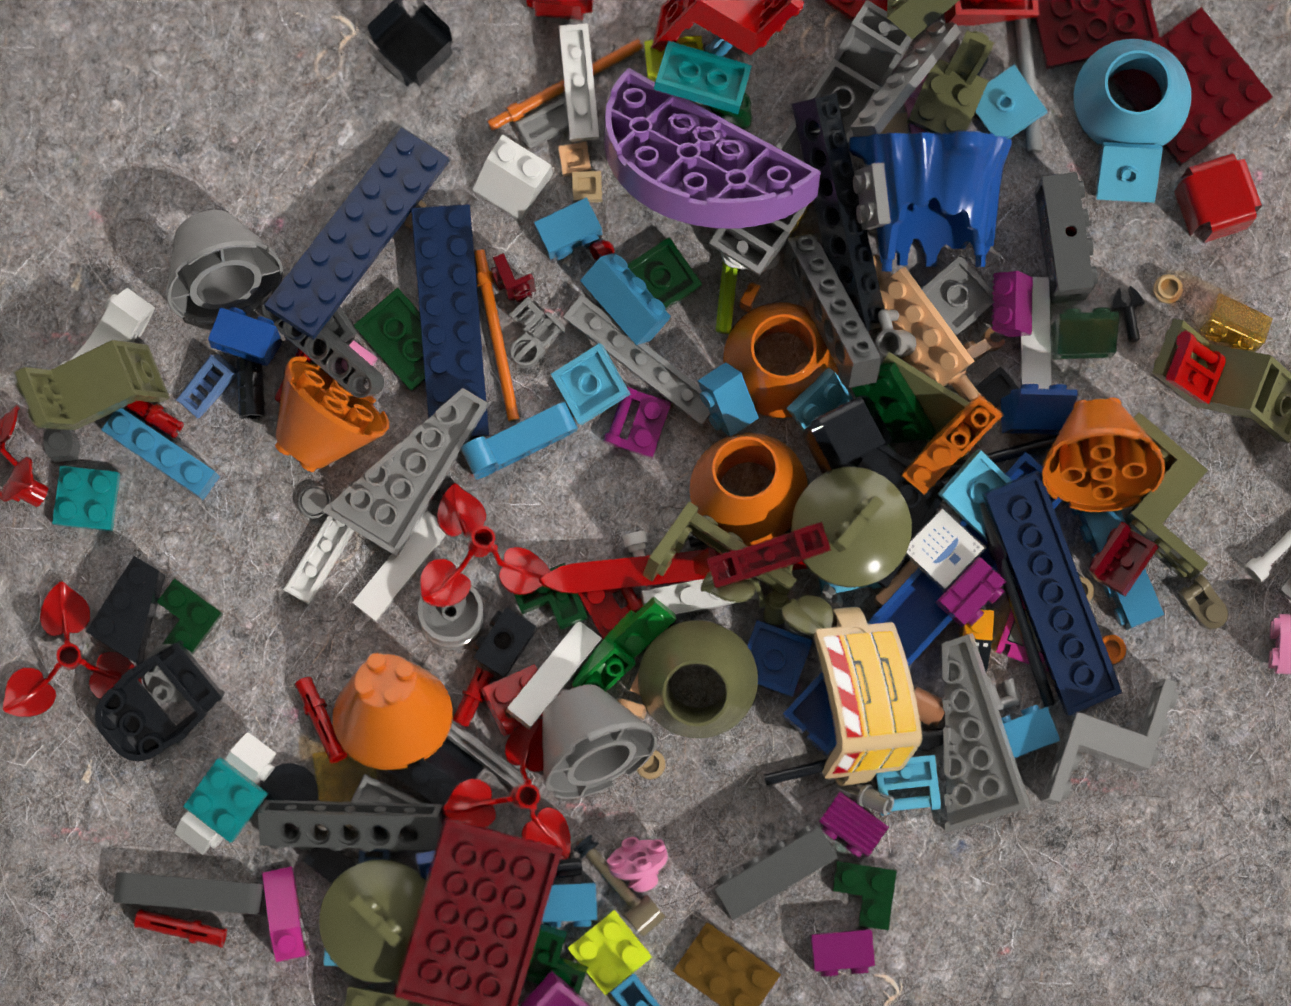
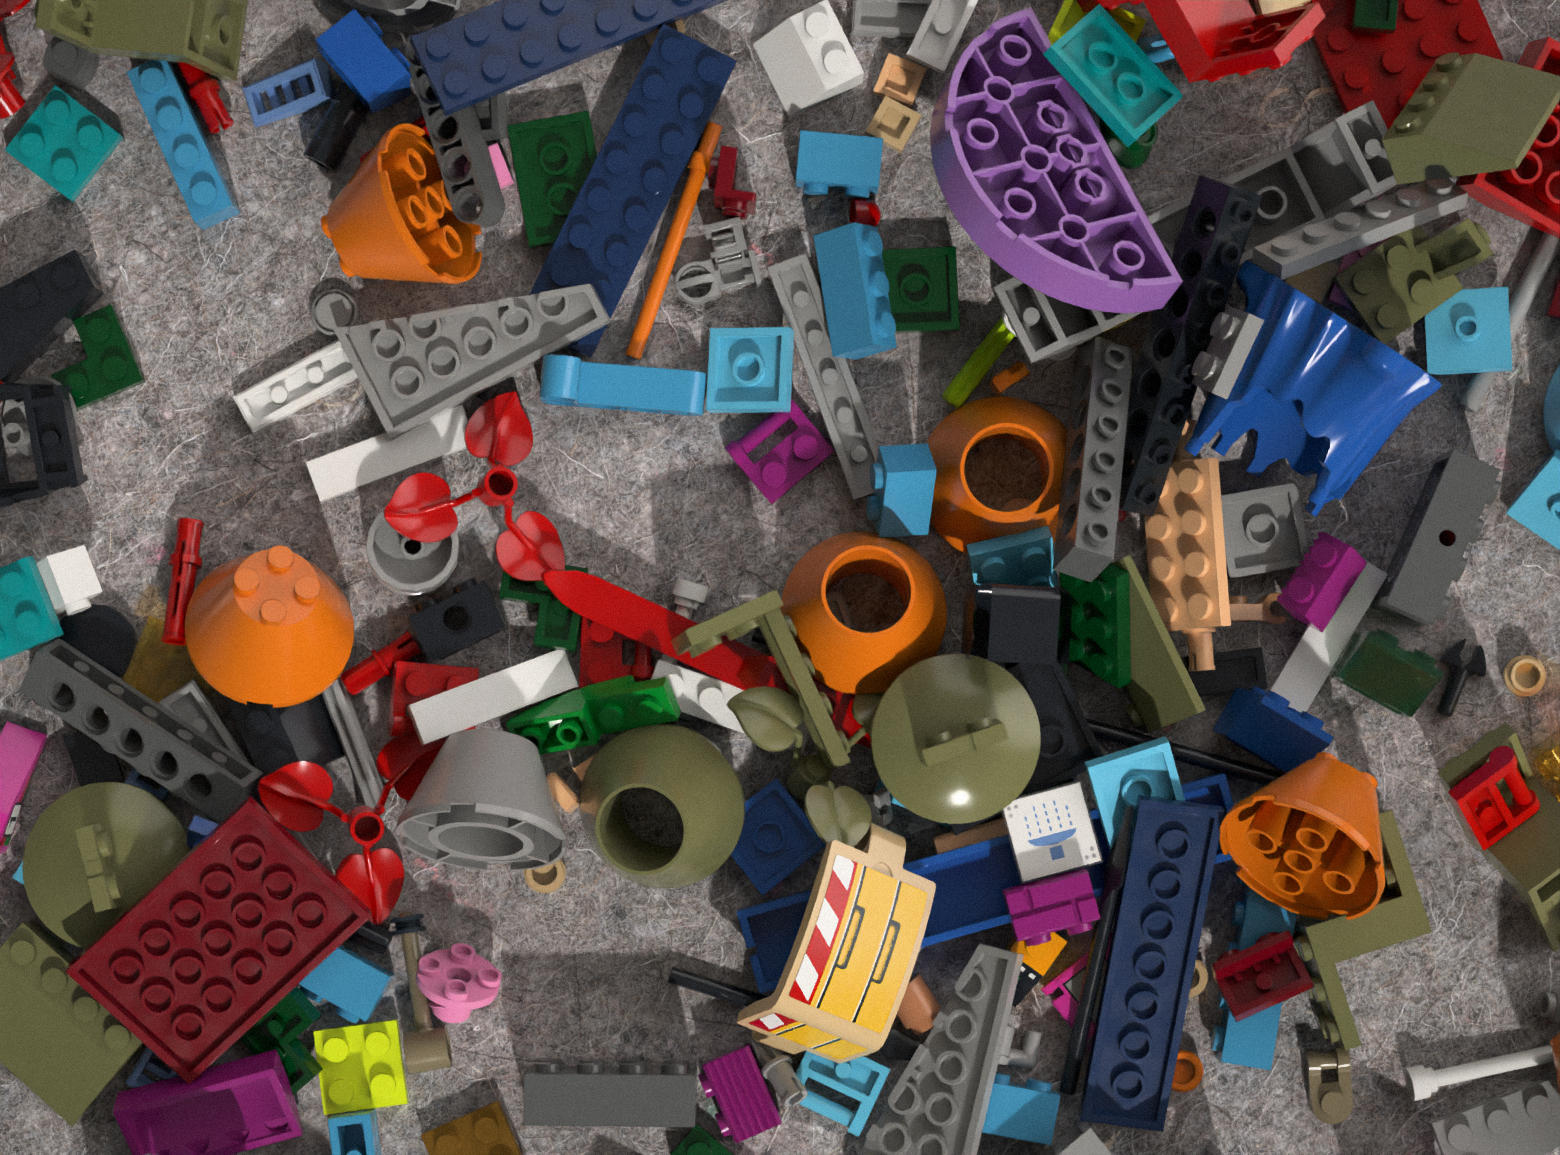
camera: 25 degrees right, 5 degrees up
(769, 555) = (832, 714): dark red slope -> none
(898, 342) = (1147, 543): light grey piece -> none
(951, 443) = (1138, 711): orange slope -> none

